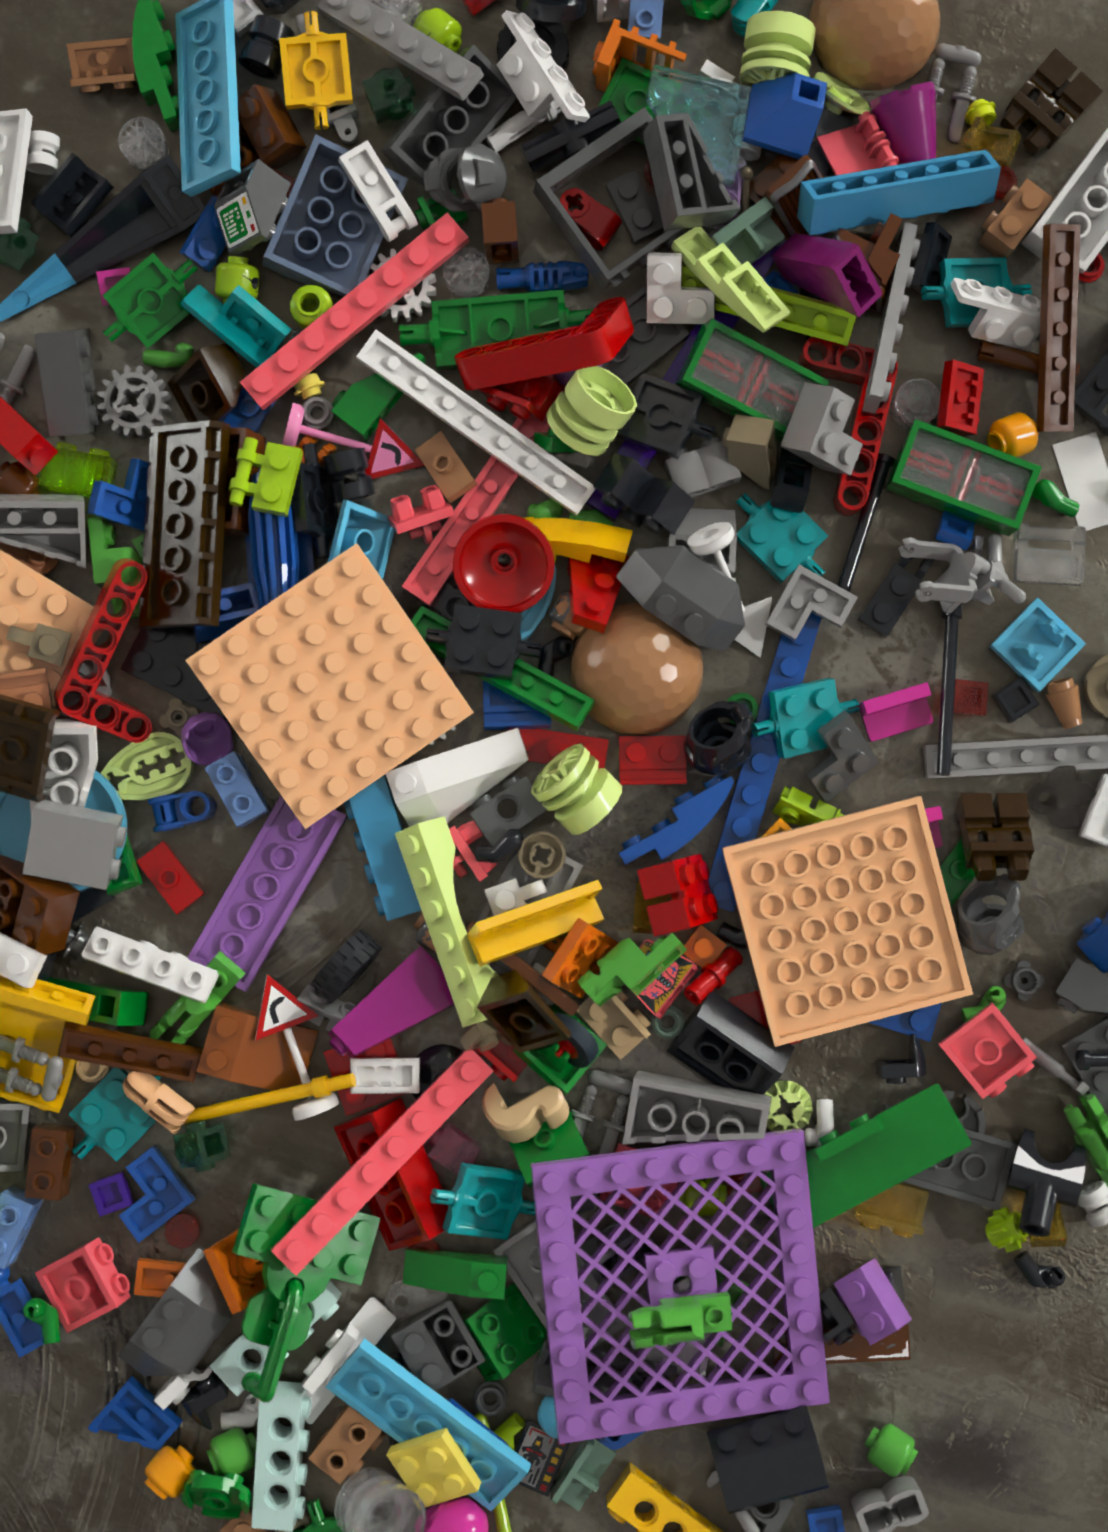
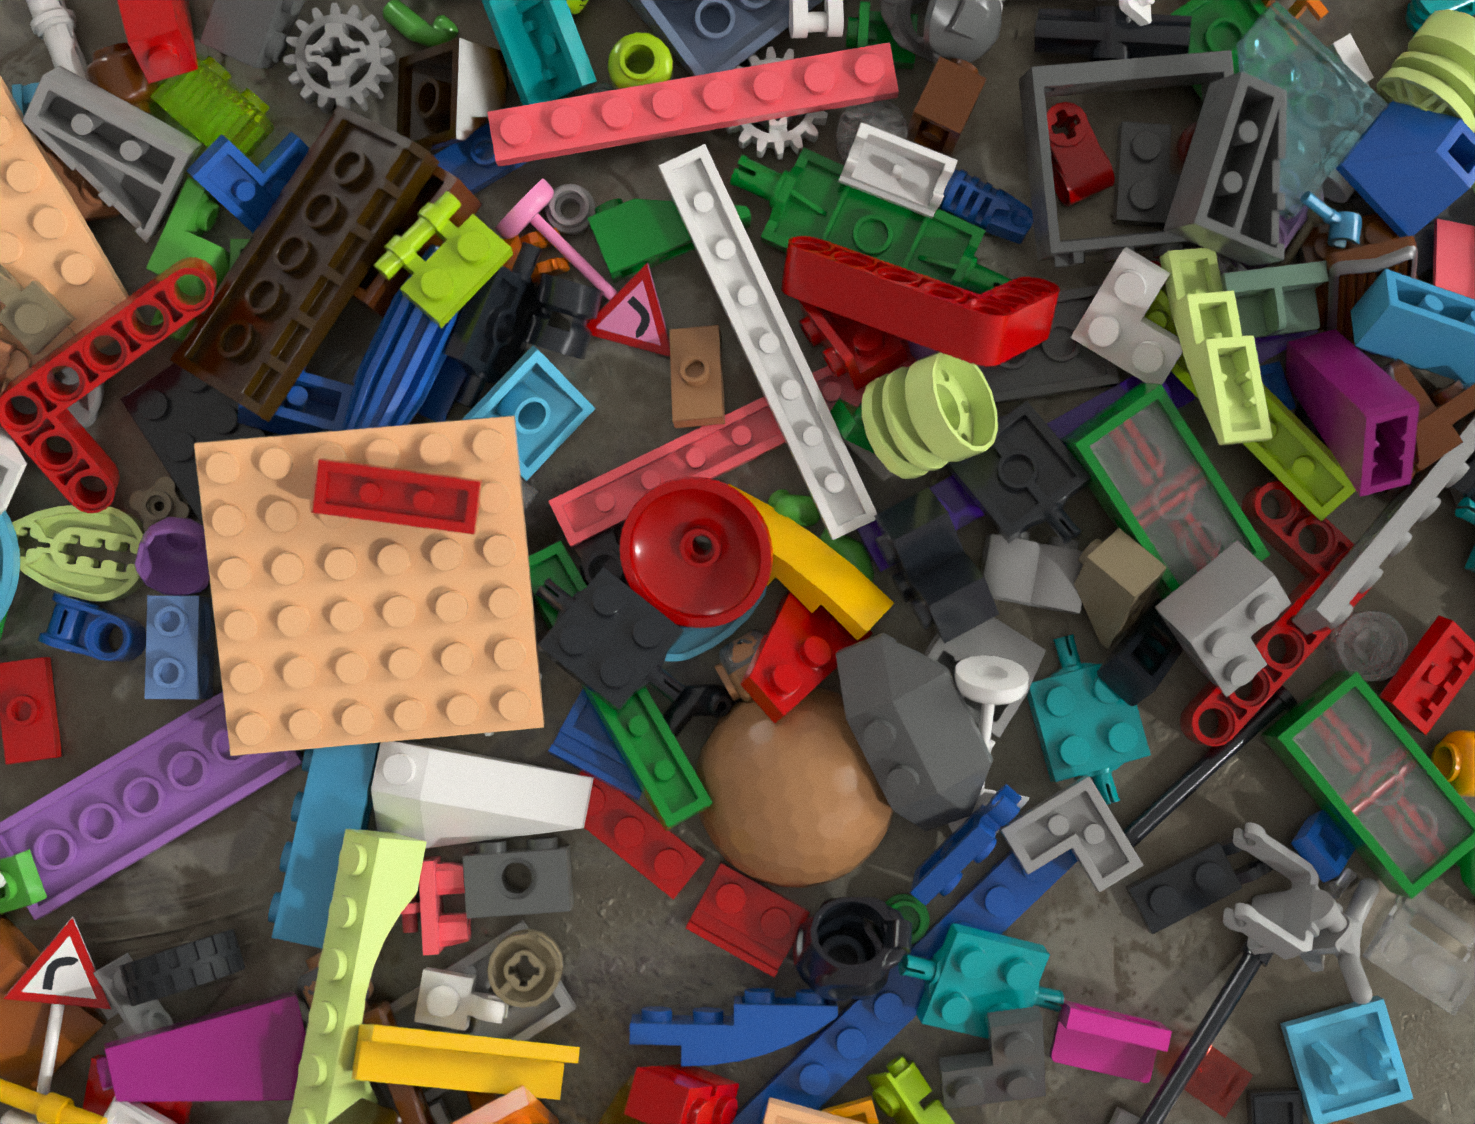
camera: 25 degrees right, 0 degrees up
(309, 386) = (579, 168): light yellow plate -> none
(318, 622) = (397, 496): none -> red plate
(422, 519) = (625, 426): coral hips -> none
(493, 283) = (897, 170): none -> white hinge
(504, 849) = (478, 934): black arm -> none
(576, 789) = (621, 909): yellowish green wheel -> none
(753, 640) = (969, 842): none -> blue plate
(765, 170) = (1343, 225): none -> dark azure hand

